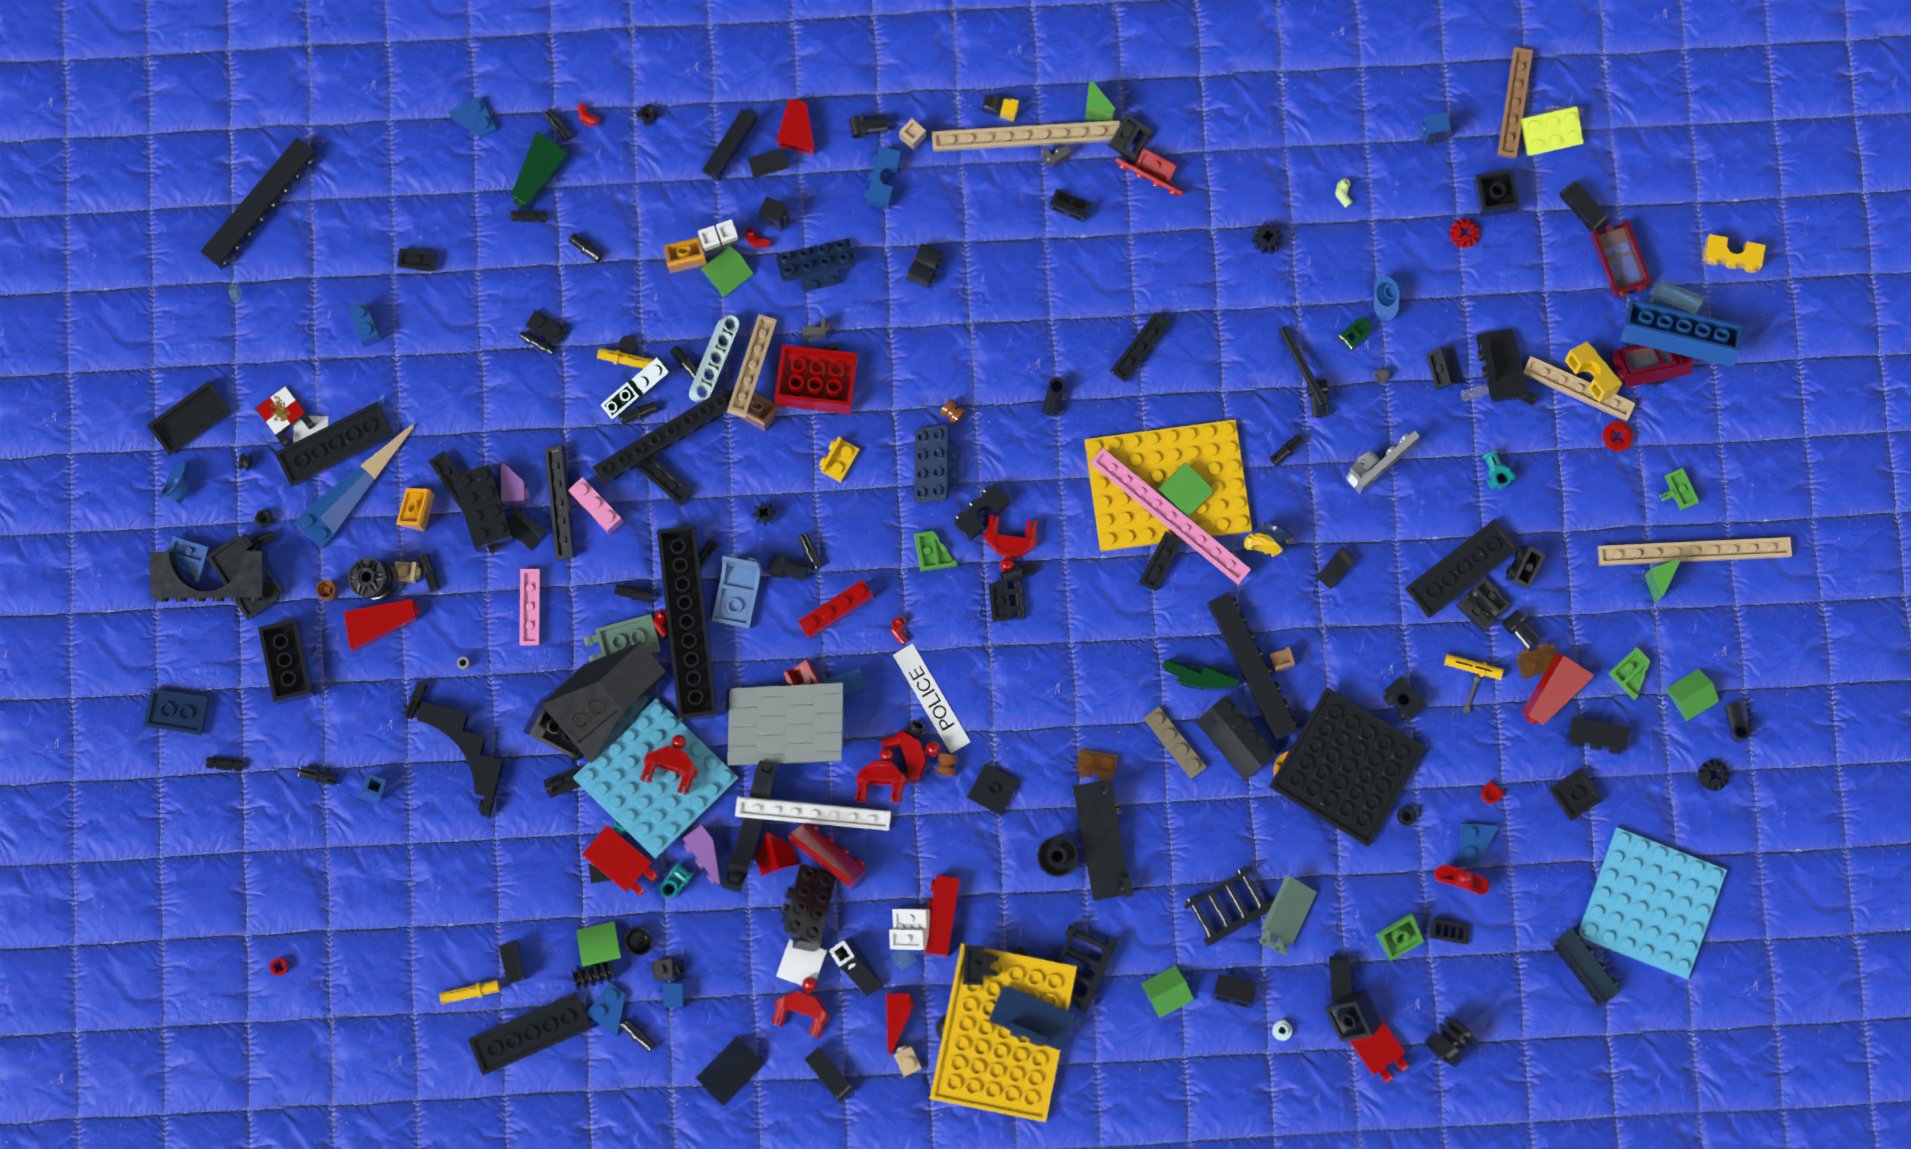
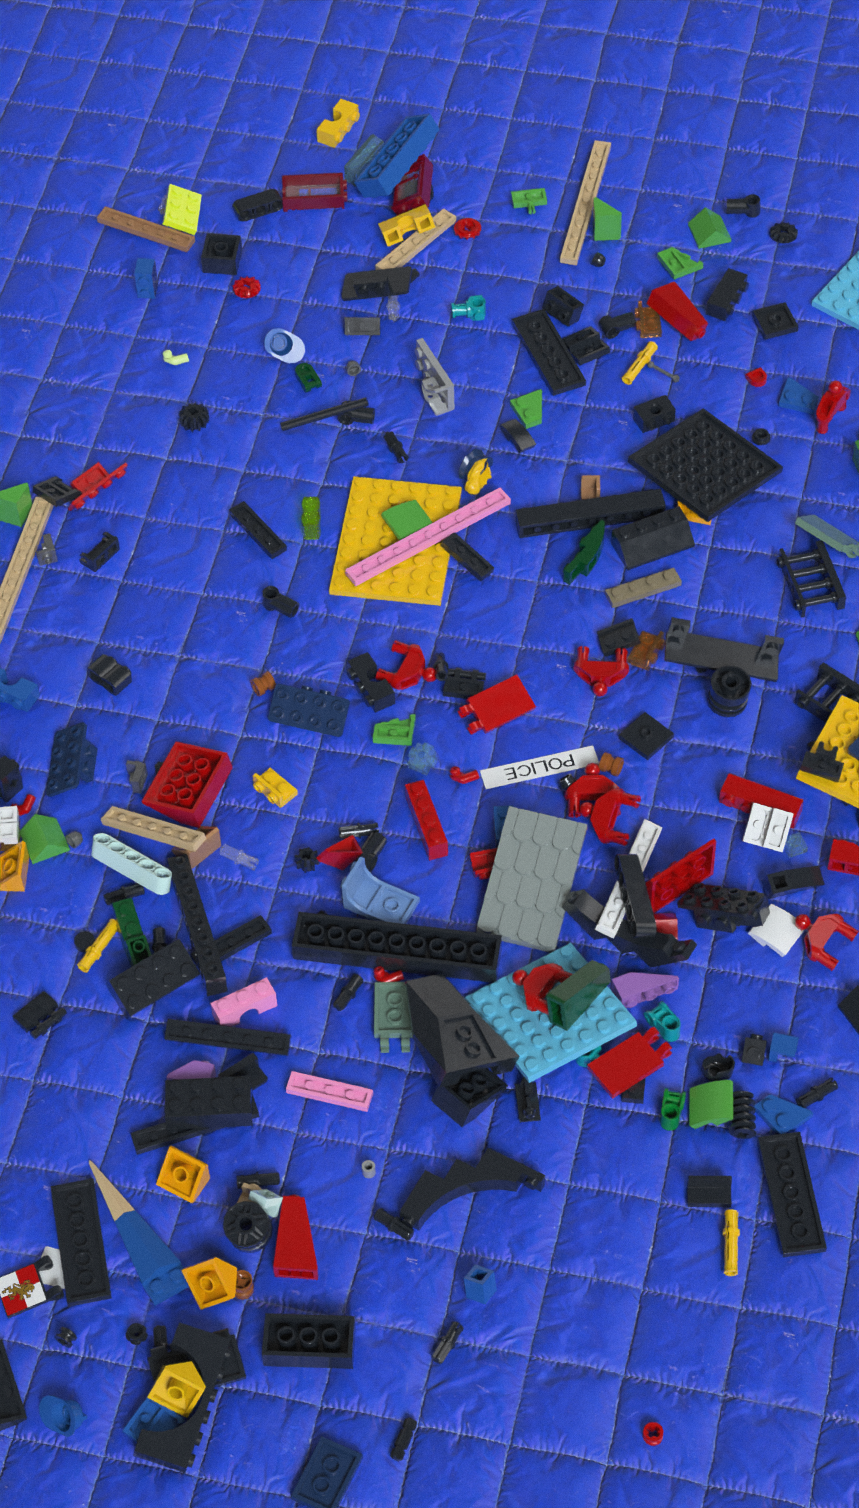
camera: 75 degrees left, 25 degrees down
(214, 567) = (178, 1388): none -> yellow slope
(316, 566) = (211, 1281): none -> light orange slope
(402, 586) = (267, 1200): none -> light aqua bracket
(590, 910) = (671, 1106): none -> green piece
(596, 418) = (152, 978): none -> black brick
(666, 798) = (576, 994): none -> dark green slope
(733, 298) = (74, 839): none -> dark grey hinge
(752, 452) = (238, 856): none -> clear axle
(777, 543) = (341, 854): none -> red slope
(782, 823) = (635, 896): none -> black beam
(903, 586) = (422, 758): none -> clear light blue brick
(986, 640) = (497, 705): none -> red tile
(1053, 727) = (601, 673): none -> red connector
(1101, 734) = (618, 636): none -> black plate
(1161, 396) = (311, 518): none -> clear neon green brick
(1379, 569) = (528, 408): none -> bright green wing
(1610, 587) = (598, 260): none -> black hinge

